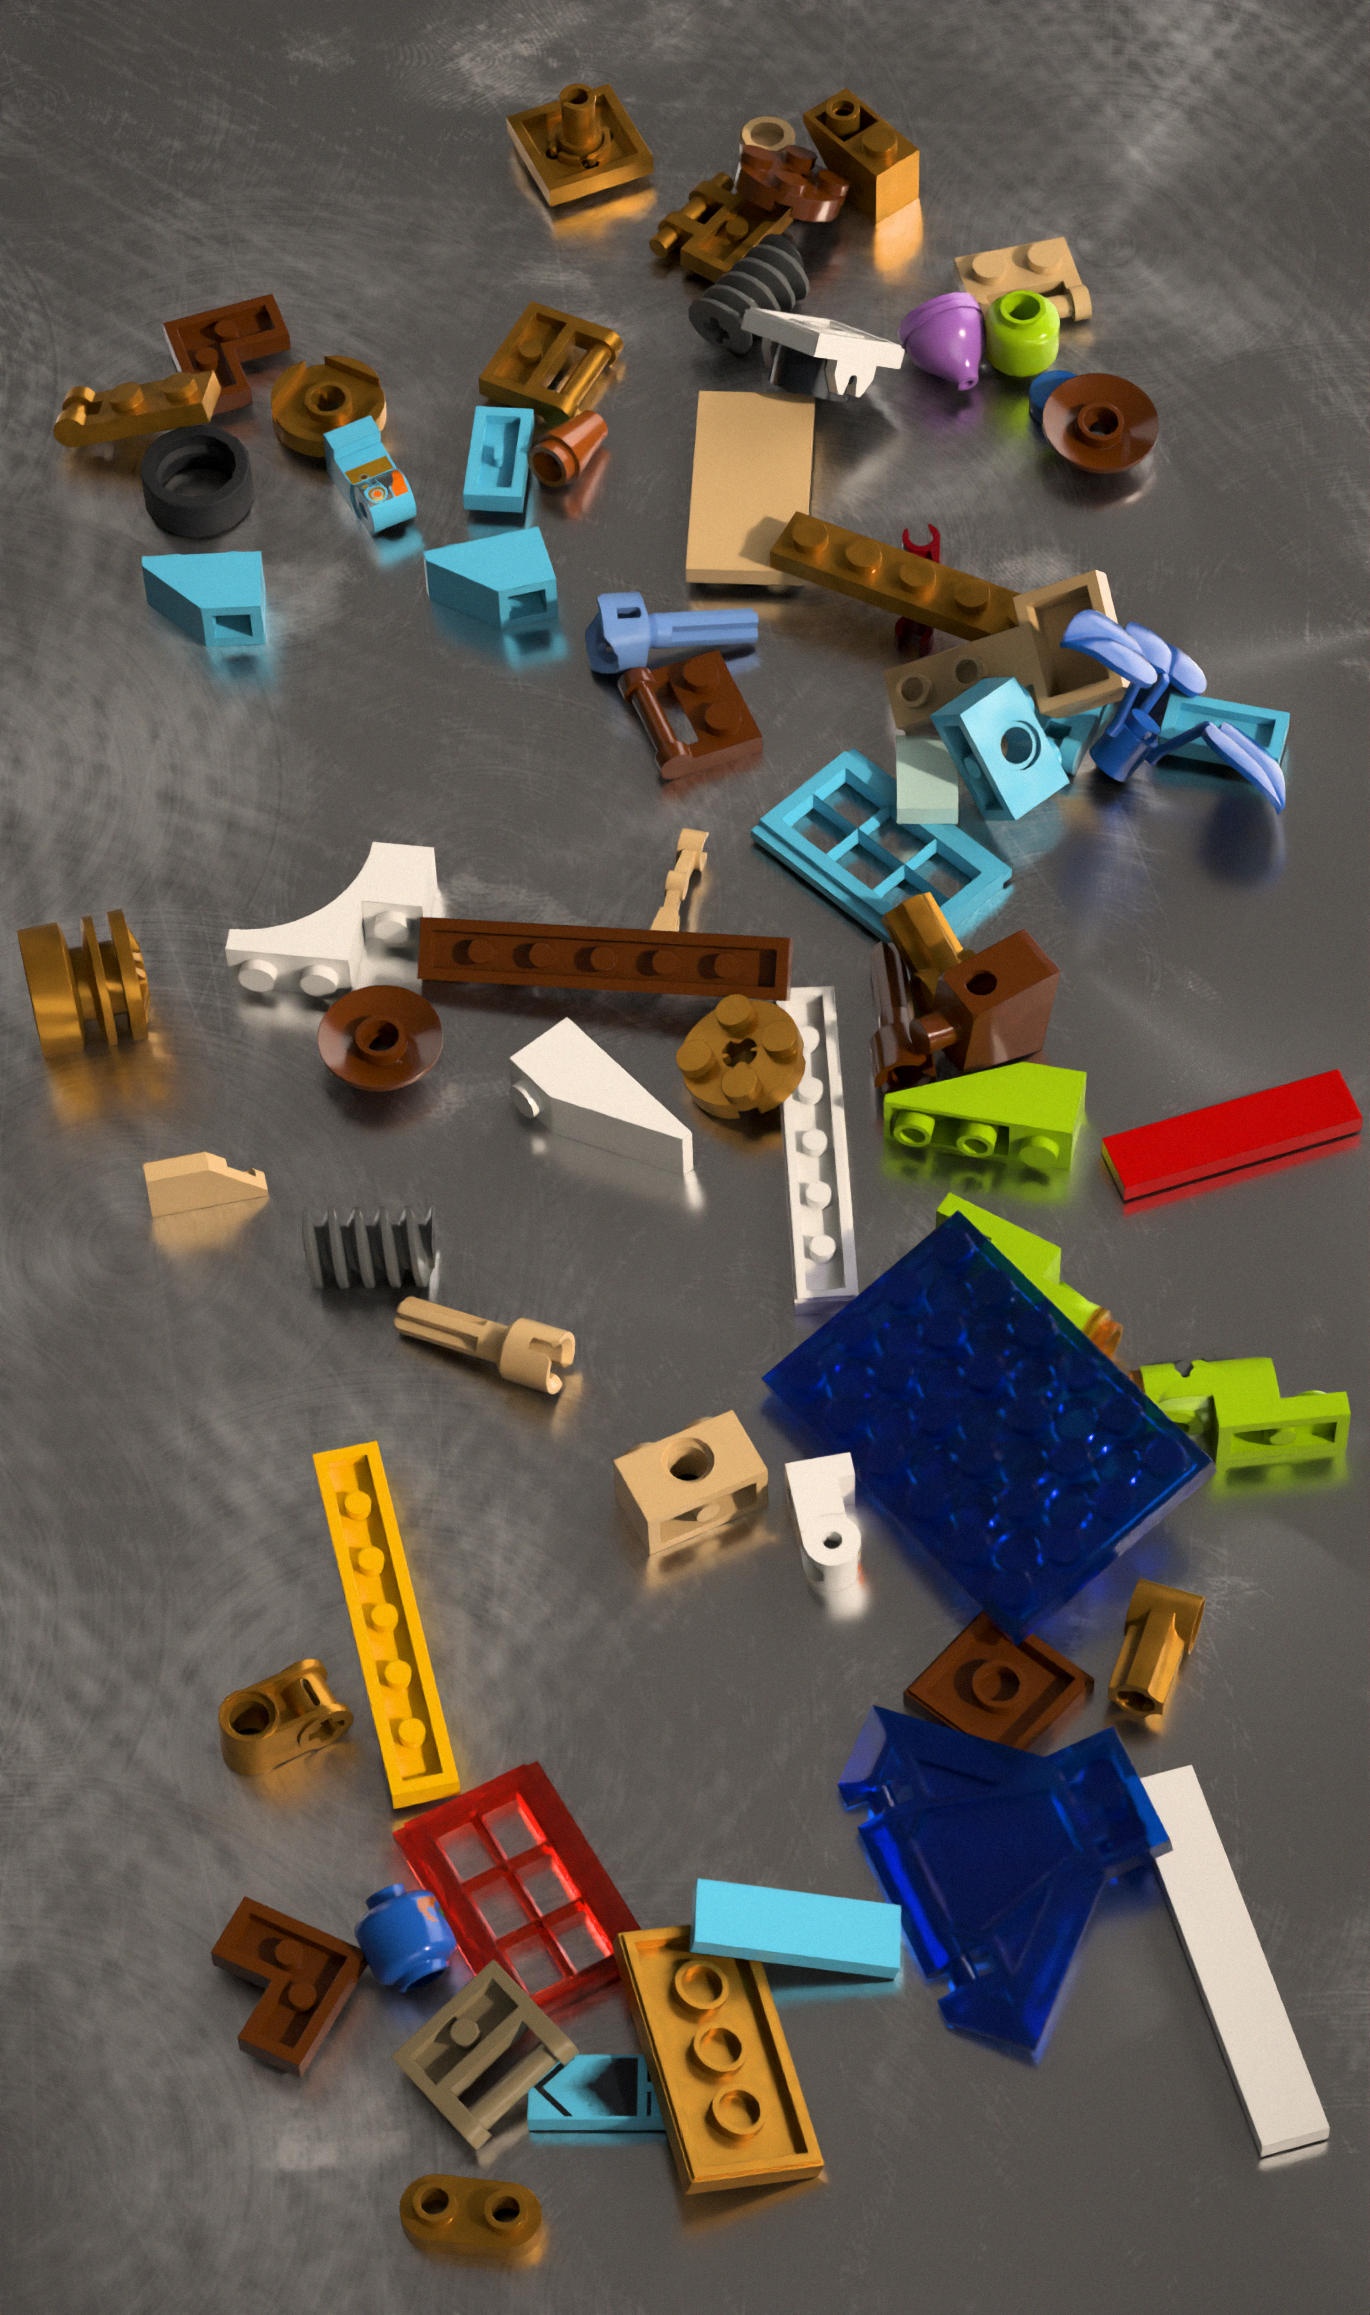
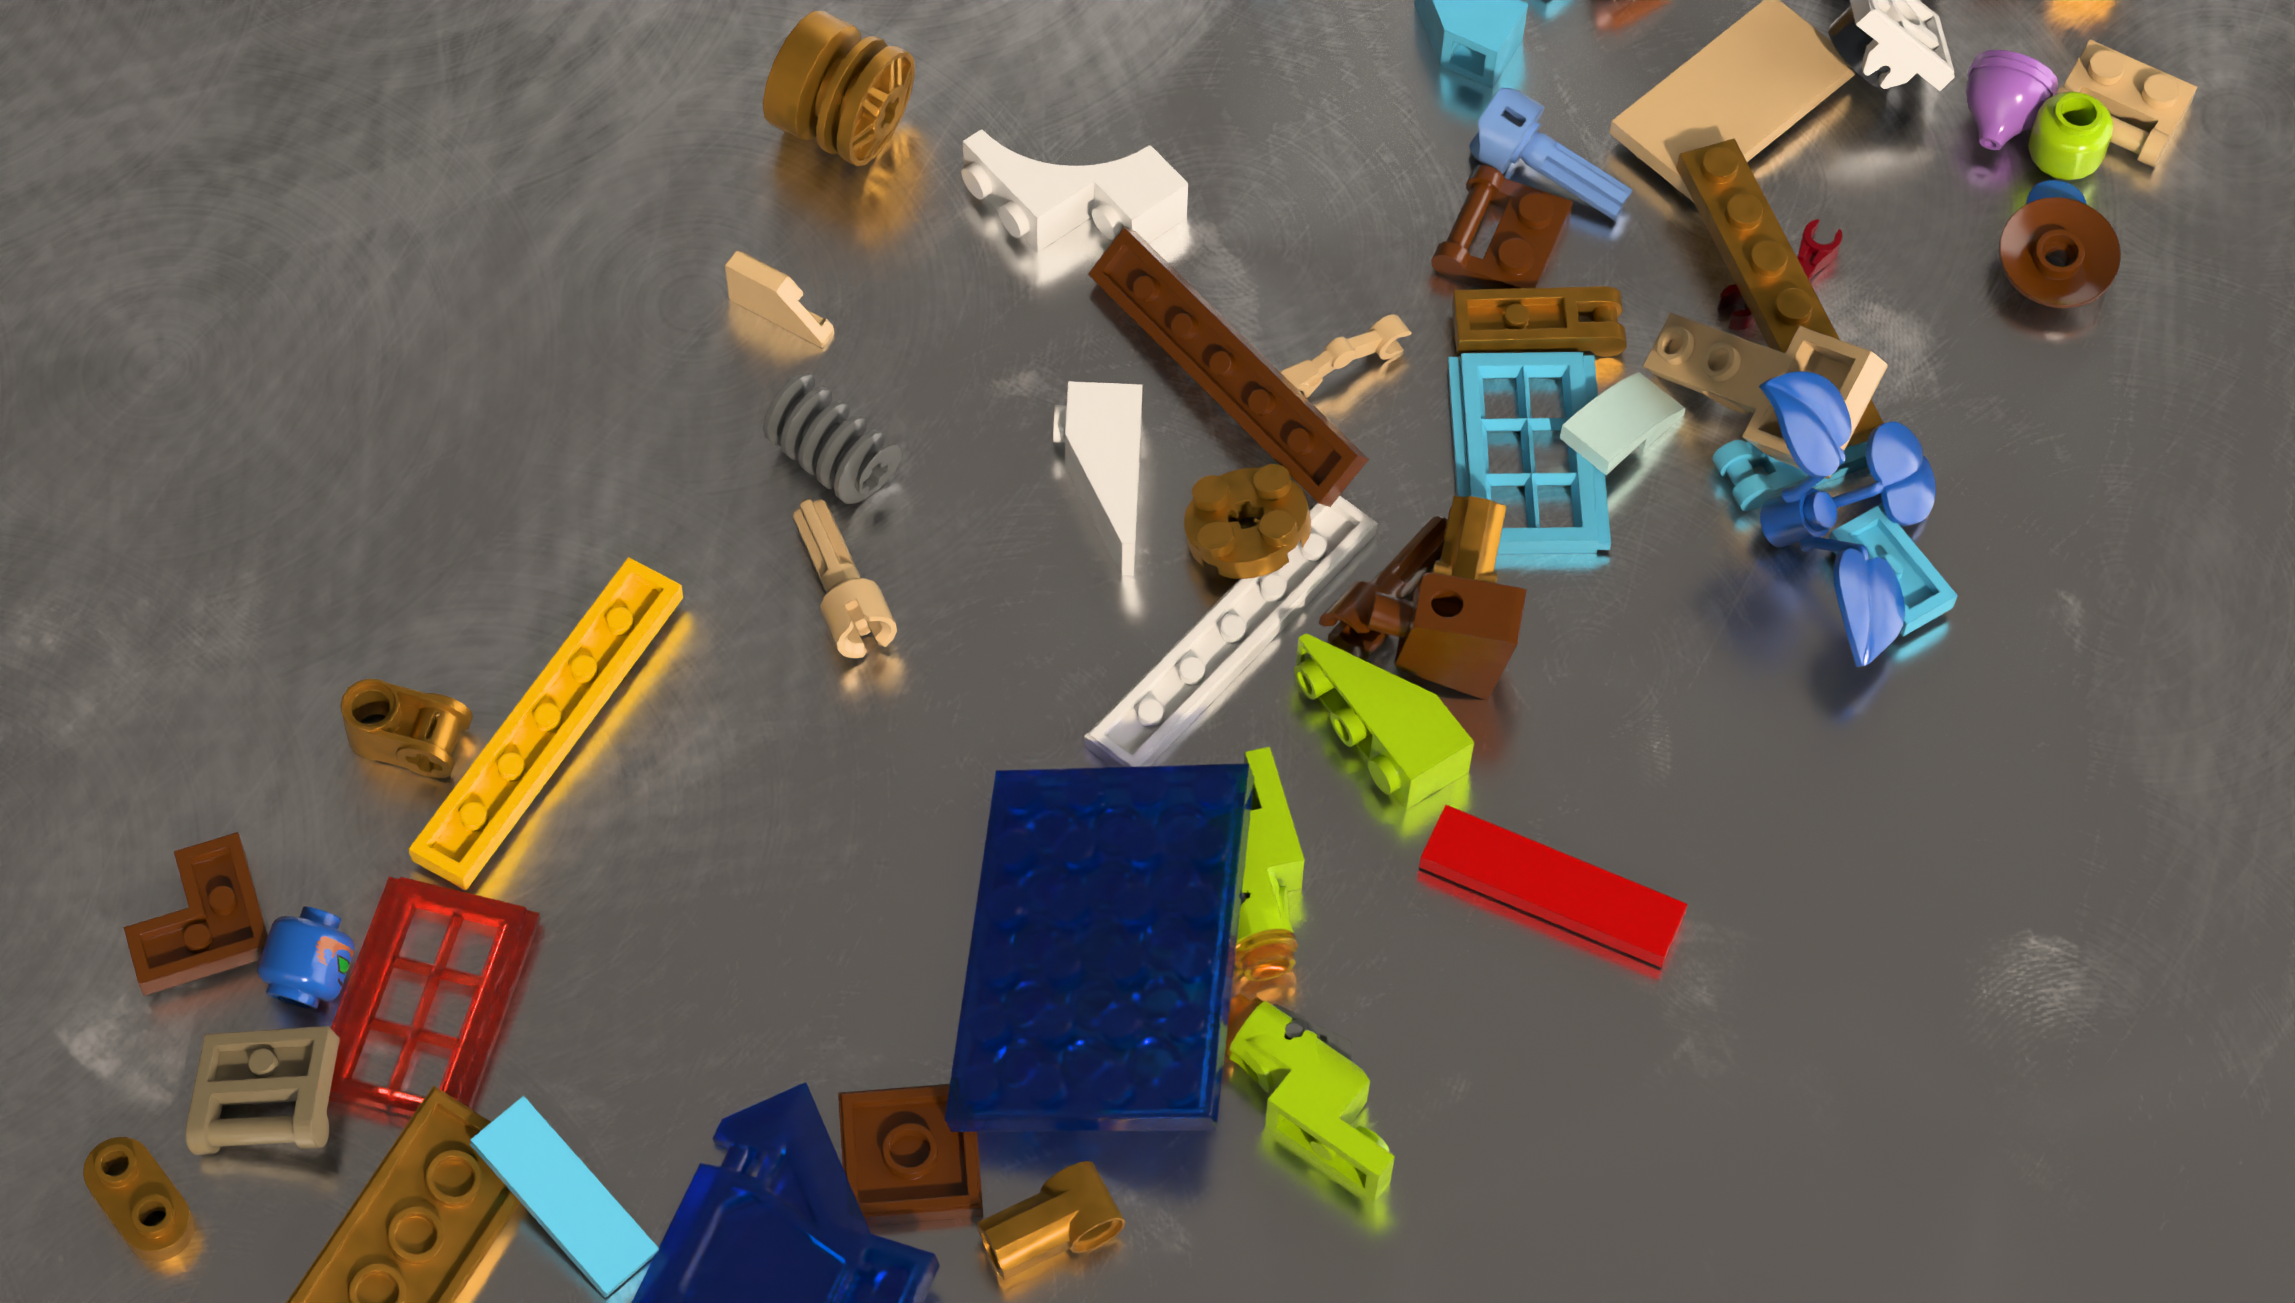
camera: 40 degrees right, 5 degrees up
(378, 1019) = (1008, 276): reddish brown dish -> none
(595, 2095) = (306, 1185): medium azure tile -> none
(674, 1510) = (881, 830): tan brick -> none
(786, 754) = (1539, 320): none -> pearl gold plate
(824, 1536) = (921, 912): white leg -> none
(973, 735) = (1680, 403): medium azure brick -> none

